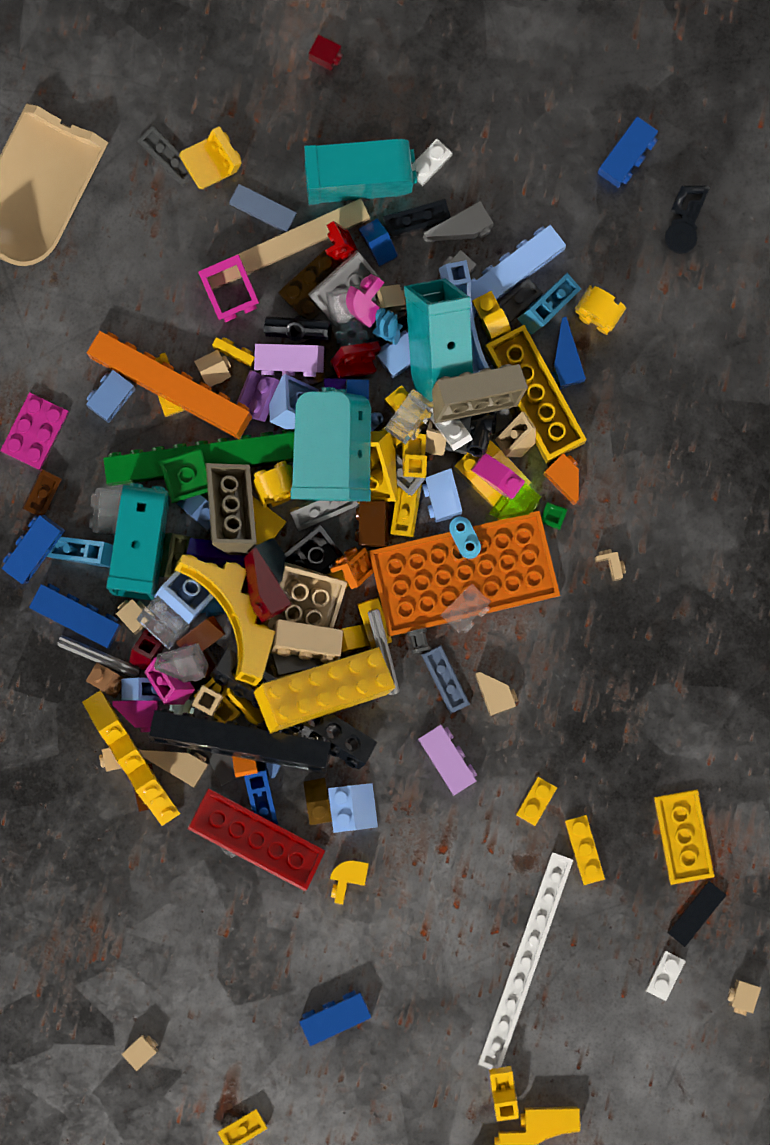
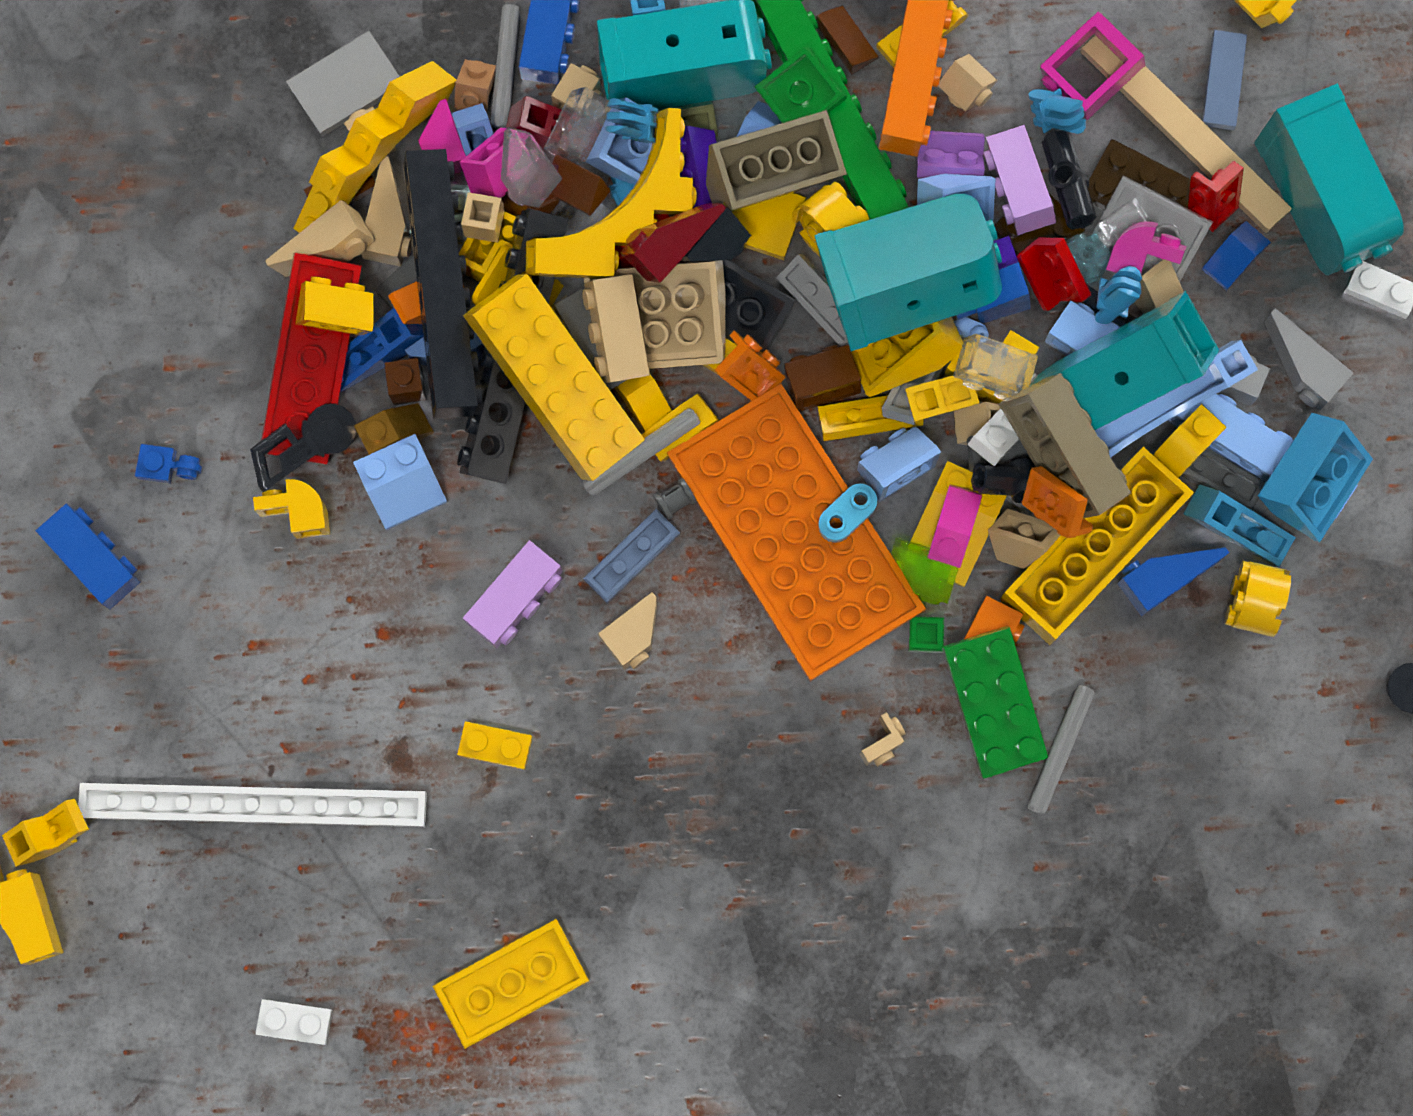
camera: 75 degrees right, 5 degrees down
(74, 763) = (343, 83): none -> light grey tile
(154, 433) = (846, 39): none -> reddish brown slope
(180, 585) = (636, 120): none -> dark azure arm
(183, 800) = (335, 236): none -> tan slope
(226, 347) = (1005, 93): yellow plate -> none
(235, 811) = (335, 307): none -> yellow slope
(252, 320) = (1057, 111): none -> dark azure arm
(287, 957) = (159, 462): none -> blue plate
(289, 784) = (405, 381): none -> reddish brown brick
(306, 844) = (326, 431): none -> black piece
(416, 218) = (1291, 294): black plate -> none
(466, 609) = (742, 548): clear bracket -> none
(509, 410) = (1056, 503): none -> orange bracket
(538, 248) = (1316, 476): none -> dark azure slope
(584, 850) = (445, 840): yellow plate -> none
(610, 488) = (995, 702): none -> green plate
(649, 459) = (1060, 749): none -> light grey axle
(696, 913) = (401, 1040): black tile -> none

